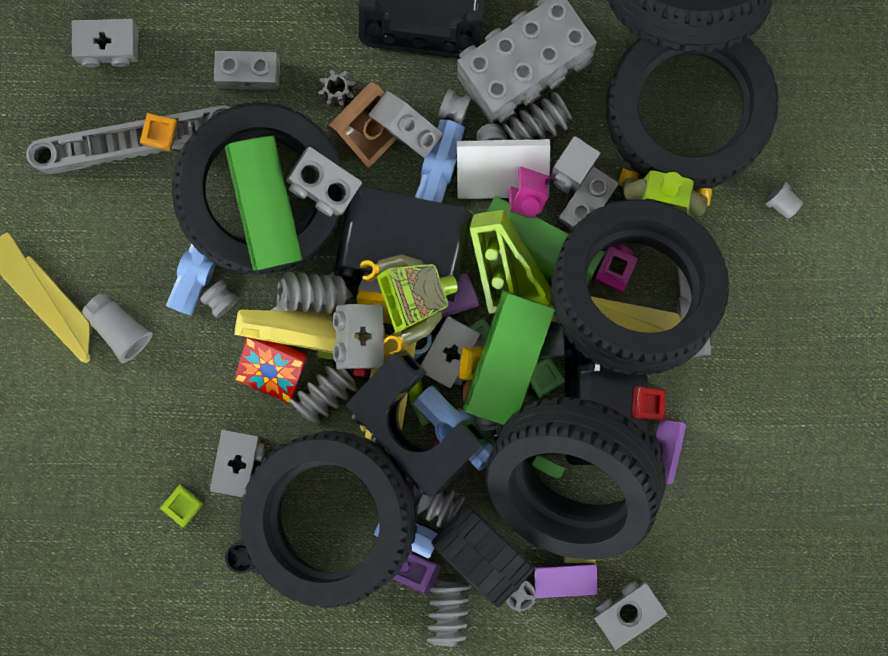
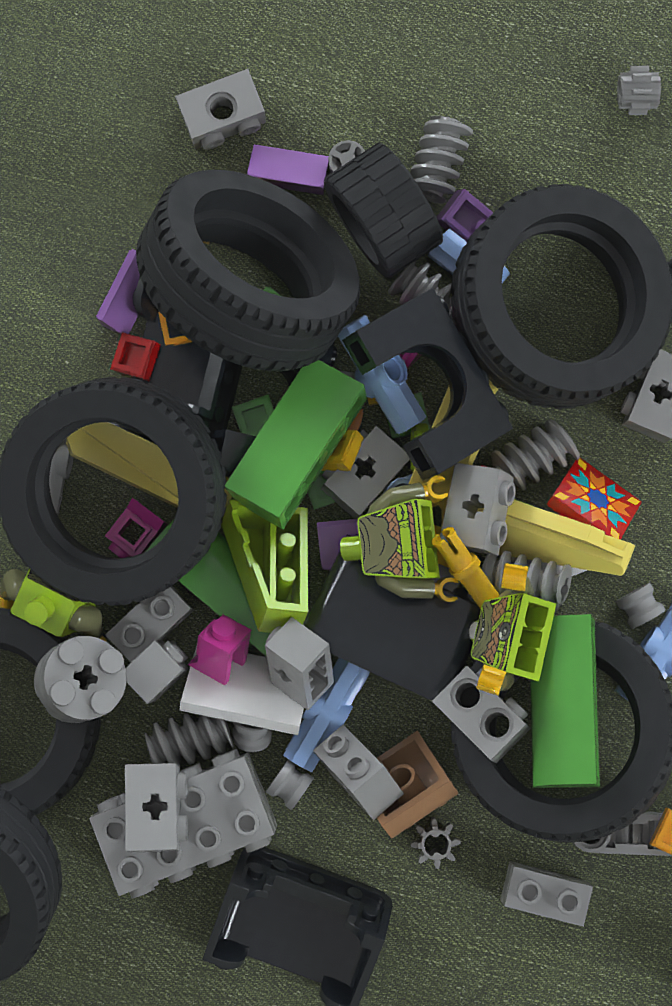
camera: 170 degrees left, 0 degrees up
(314, 241) = (511, 633): none -> torso
(357, 287) = (464, 566): none -> yellow pin
(468, 192) = (299, 663): none -> light grey brick
(553, 38) = (141, 787): none -> light grey brick
(630, 157) = (100, 666): none -> light grey brick

